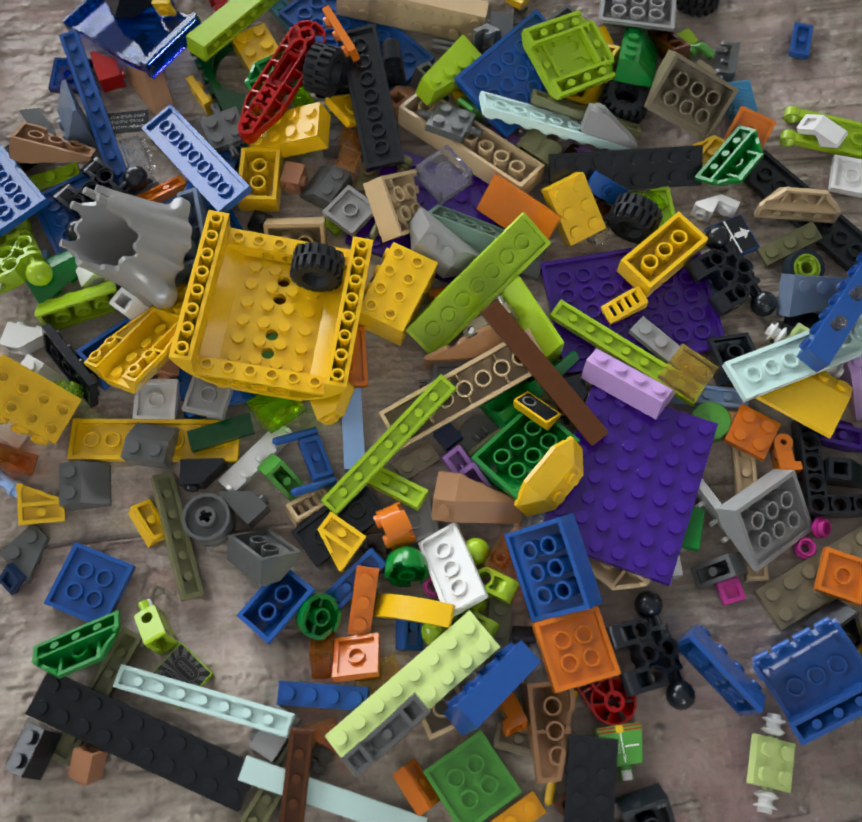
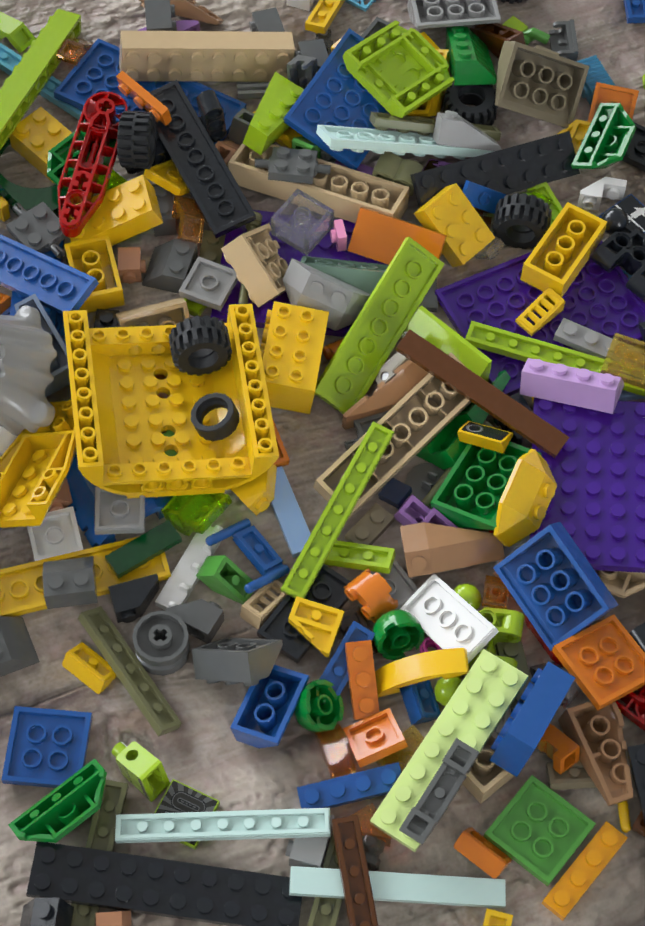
camera: 20 degrees left, 10 degrees down
(301, 324) = (204, 406): none -> black tyre
(472, 193) = (338, 235): none -> bright pink plate

